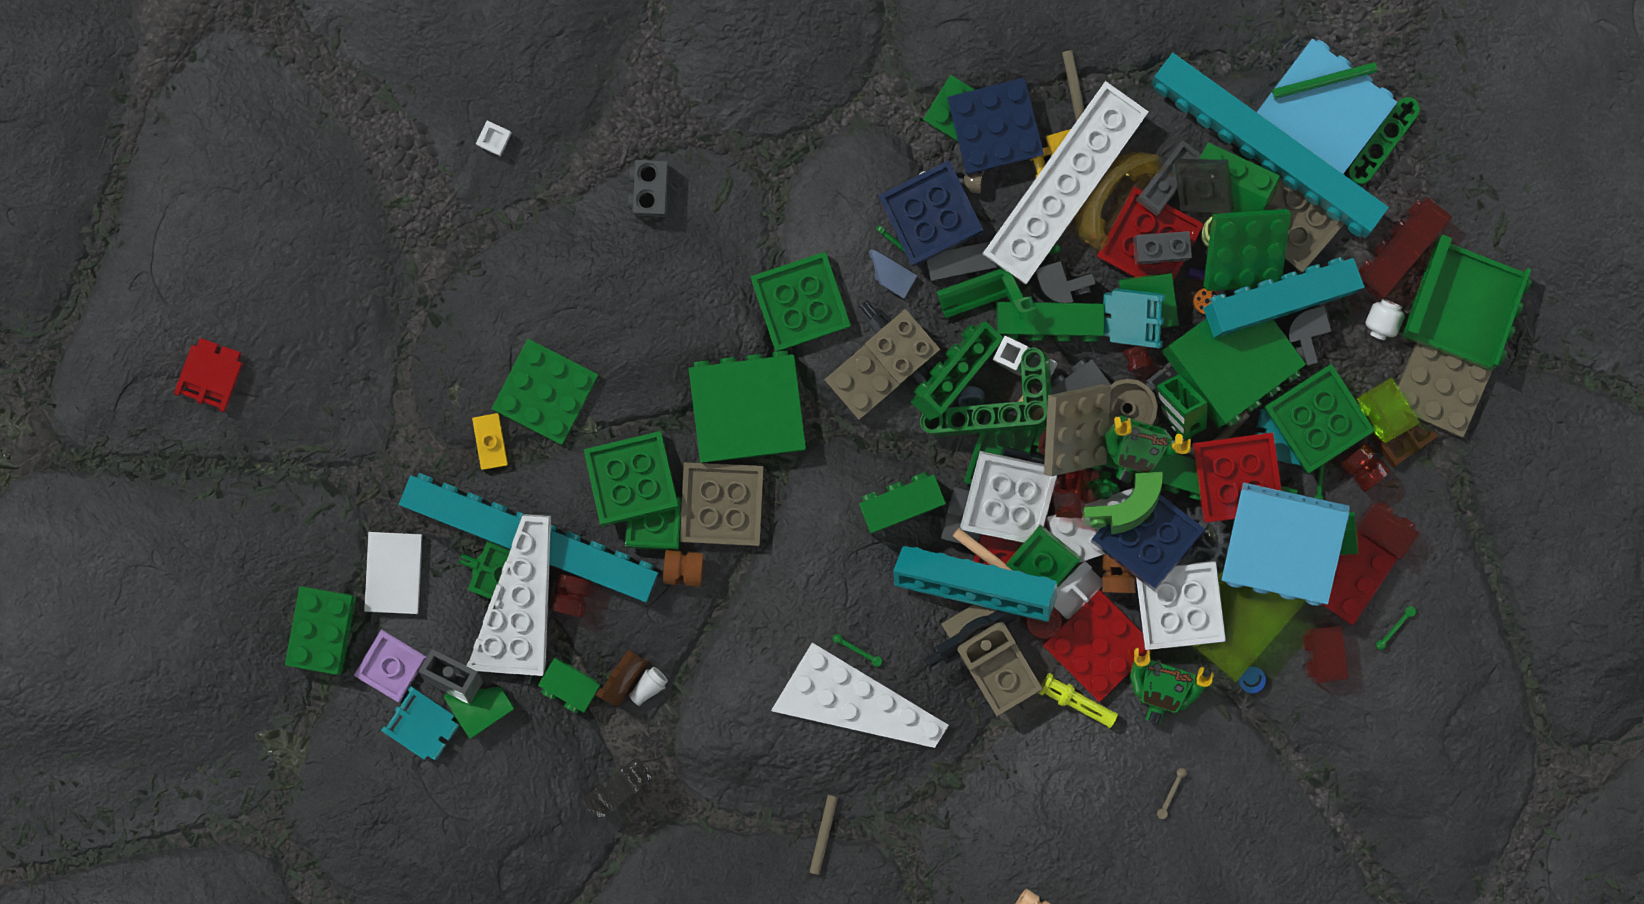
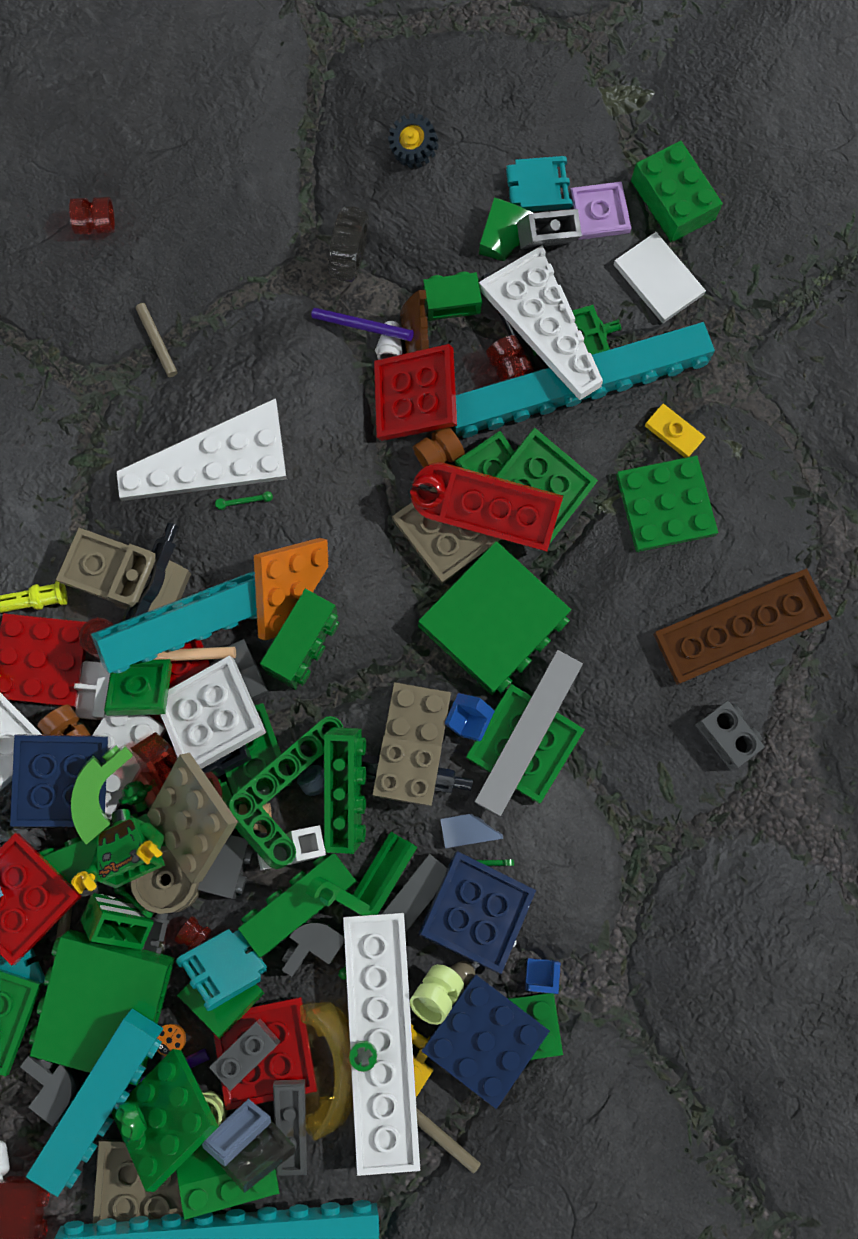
camera: 135 degrees right, 10 degrees down
(491, 841) = (413, 140): none -> black wheel
(571, 256) = (741, 626): none -> reddish brown plate
(658, 715) = (362, 324): none -> dark purple bar
(665, 626) = (415, 392): none -> red plate
(686, 494) = (486, 504): none -> red plate
(792, 306) = (528, 733): none -> light grey tile
(825, 351) = (469, 717): none -> blue panel
(879, 554) = (282, 578): none -> orange plate
(921, 136) = (542, 975): none -> blue panel
(1003, 182) = (437, 994): none -> yellowish green wheel
(1080, 175) = (372, 1058): none -> green bush
(1160, 411) = (121, 891): none -> green hinge
(1205, 202) = (236, 1132): none -> sand blue tile
(1266, 264) = (132, 1121): none -> green plate

